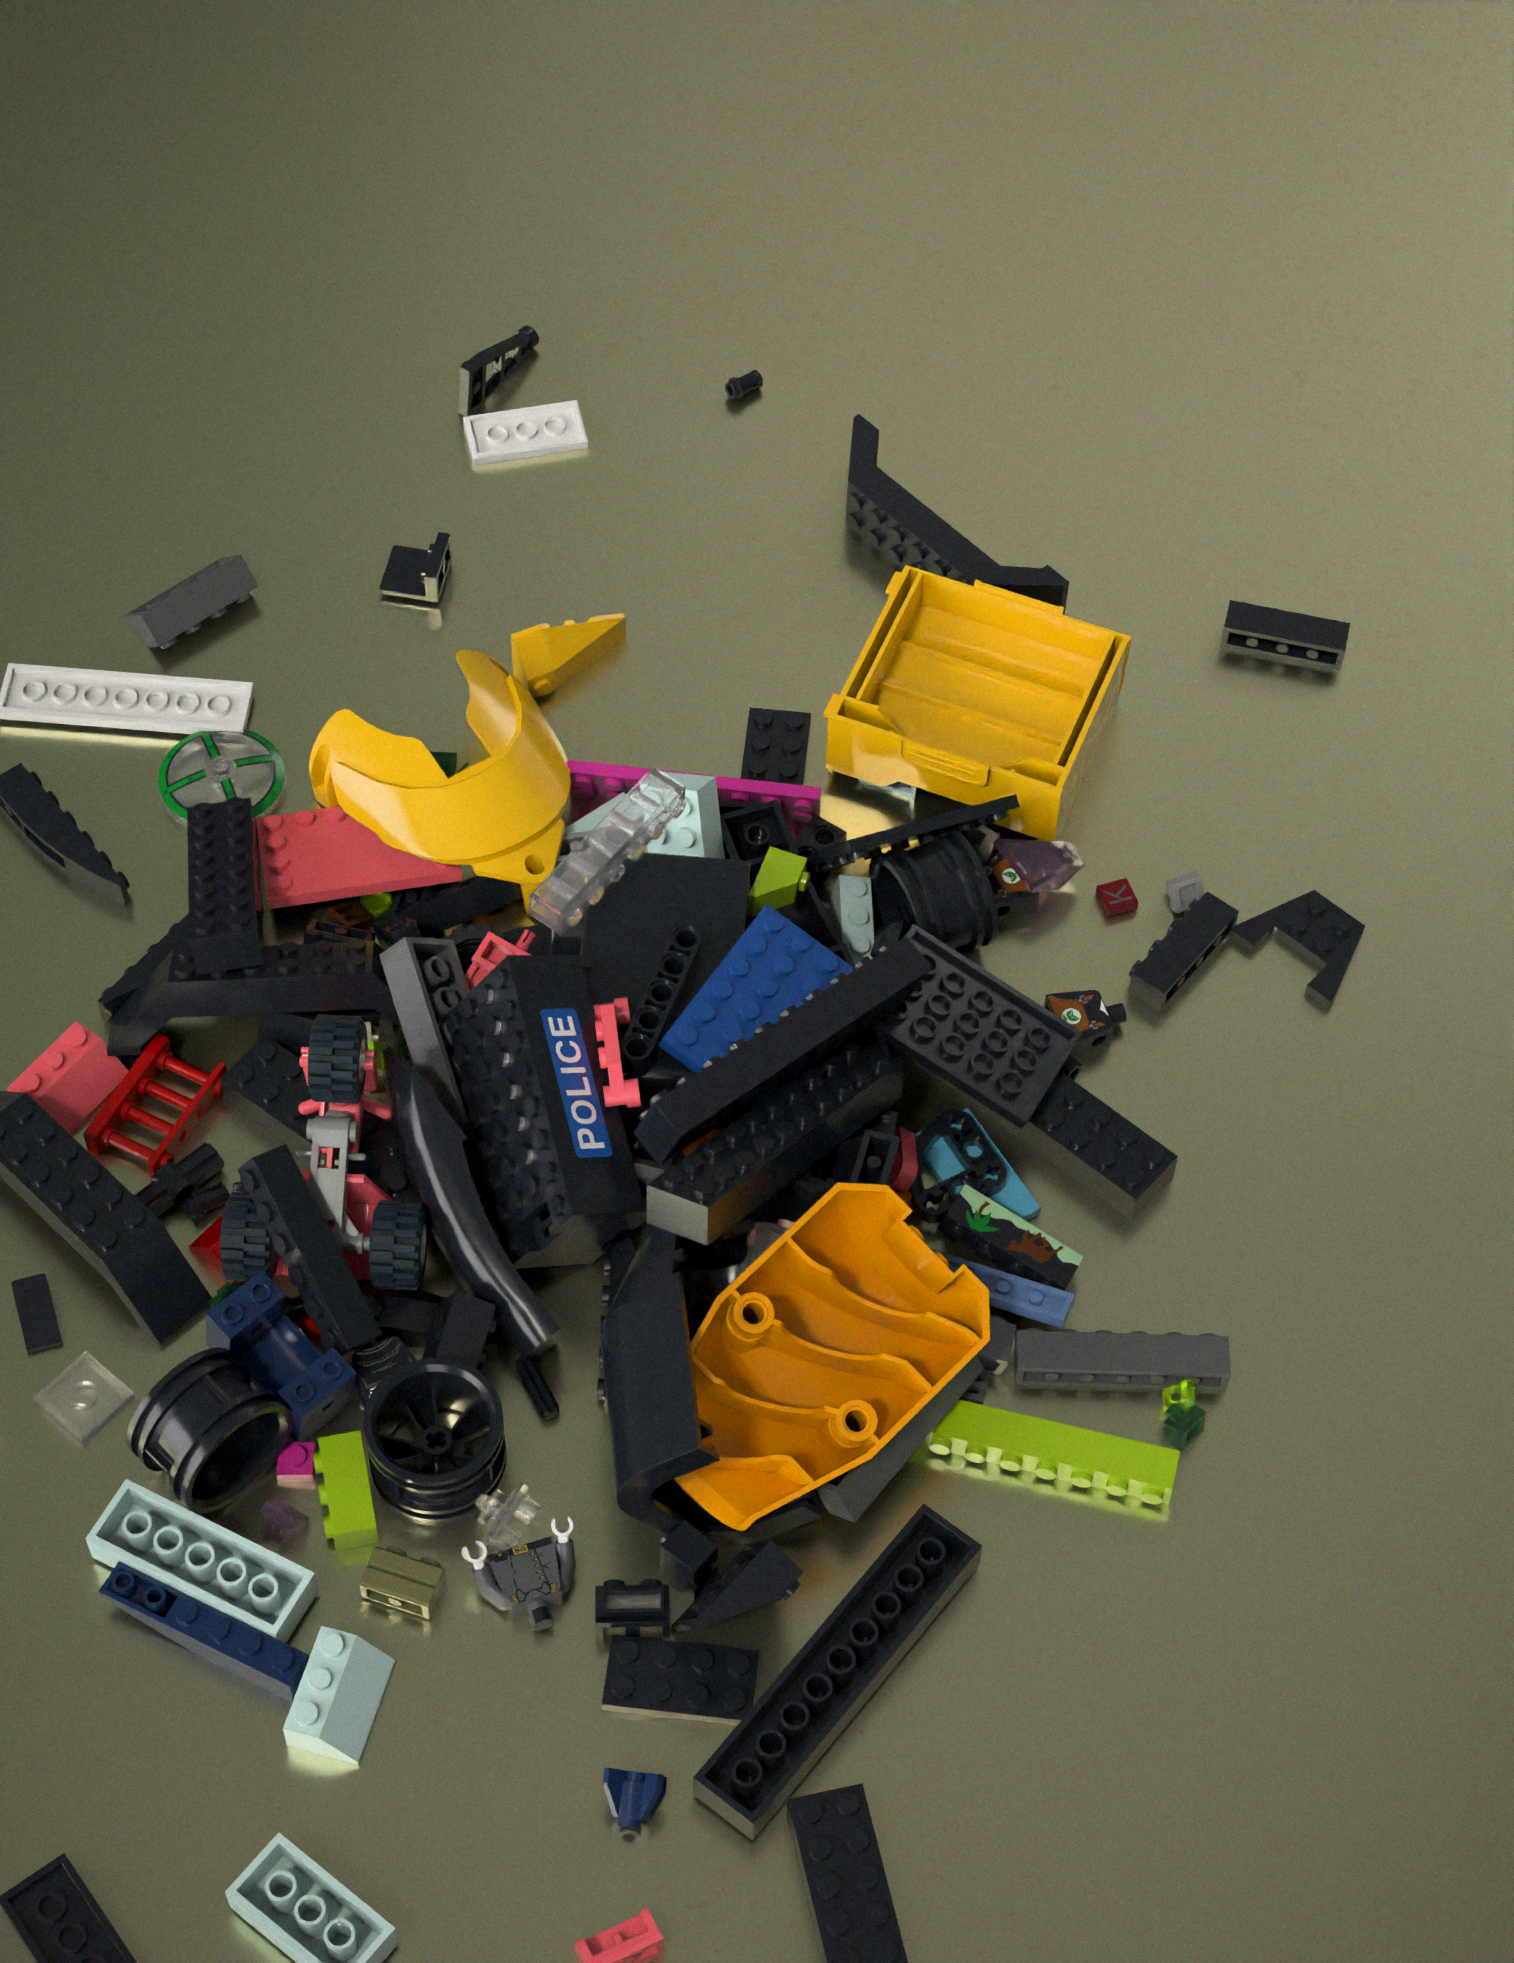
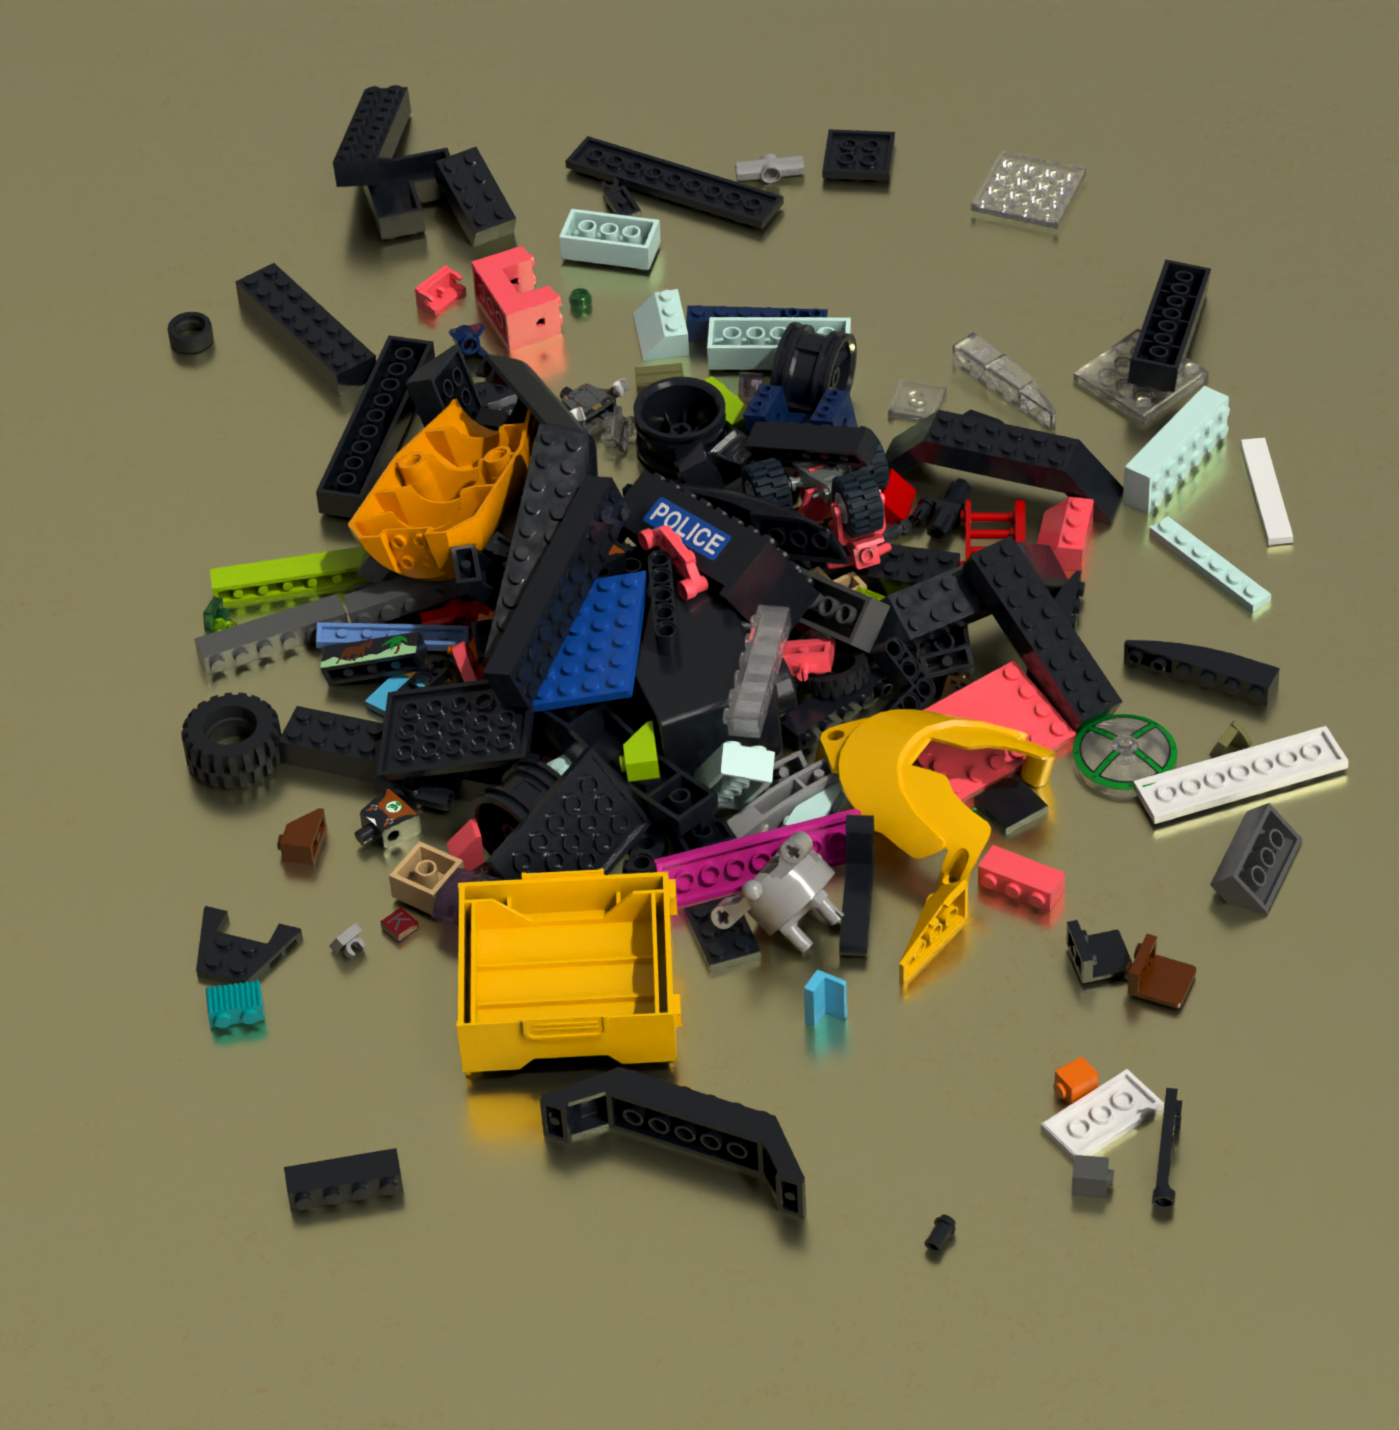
camera: 160 degrees right, 10 degrees down
(109, 739) = (1235, 736): none -> olive tile
(377, 526) = (1157, 976): none -> reddish brown bracket
(415, 1816) = (580, 298): none -> clear green plate
(434, 673) = (1021, 878): none -> coral brick
(530, 460) = (1075, 1080): none -> orange brick
(534, 1891) = (508, 298): none -> coral piece
(578, 376) = (1091, 1176): none -> dark grey brick
(602, 734) = (857, 885): none -> black beam
(702, 707) = (784, 893): none -> light grey piece
(723, 613) = (824, 995): none -> medium azure panel
(1014, 932) = (467, 845): none -> coral slope
(1068, 916) = (422, 875): none -> tan brick
(1182, 950) = (331, 897): black brick -> none
(1188, 1039) = (303, 838): none -> reddish brown slope
(1222, 1234) = (237, 762): none -> black tyre
(1335, 862) = (235, 1004): none -> teal brick

